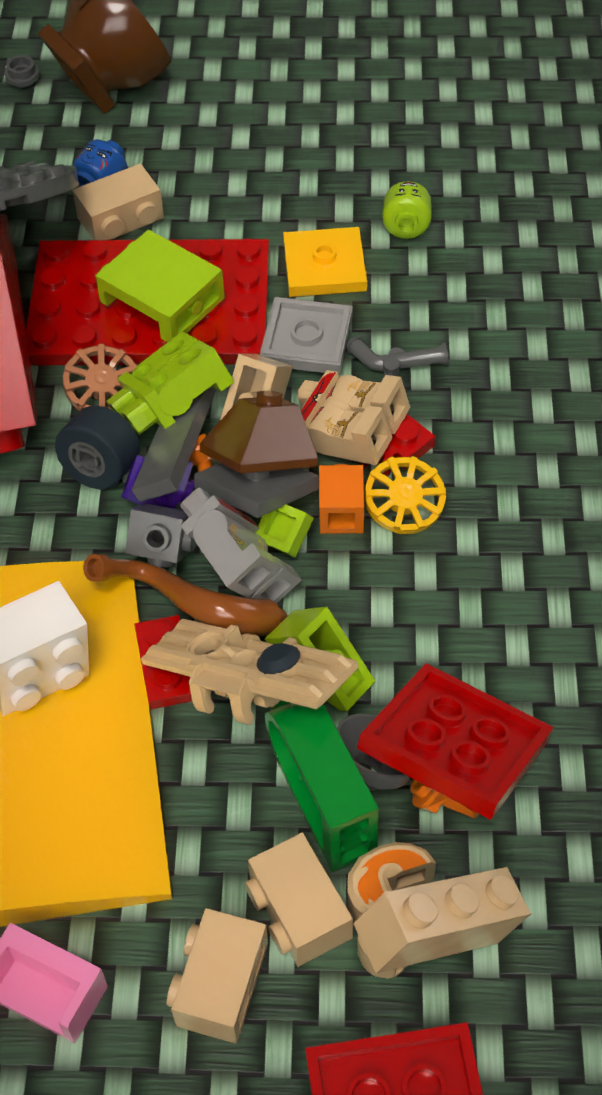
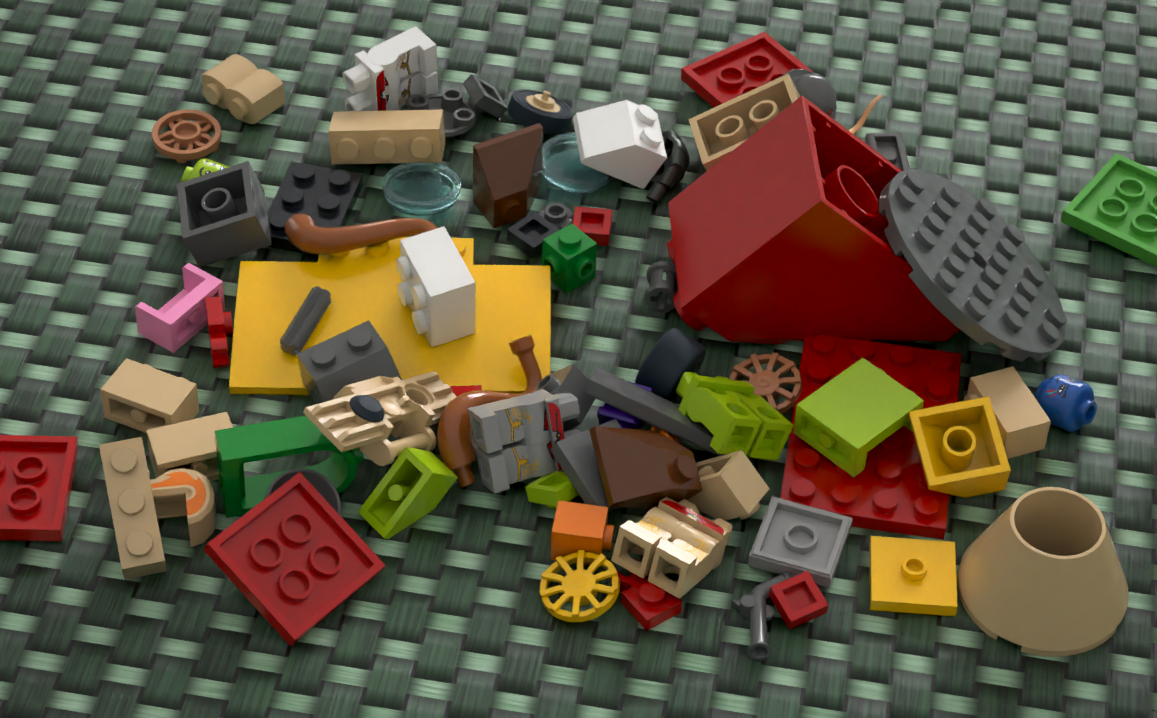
camera: 95 degrees right, 10 degrees down
(70, 808) = (305, 320): none -> dark grey axle
(82, 924) = (219, 327): none -> red plate
(161, 739) = (344, 361): none -> dark grey slope
(187, 209) = (961, 448): none -> yellow slope
(312, 166) = (1045, 575): none -> tan cone
(381, 328) = (798, 599): none -> red plate
(407, 206) = (975, 648): lime head -> none

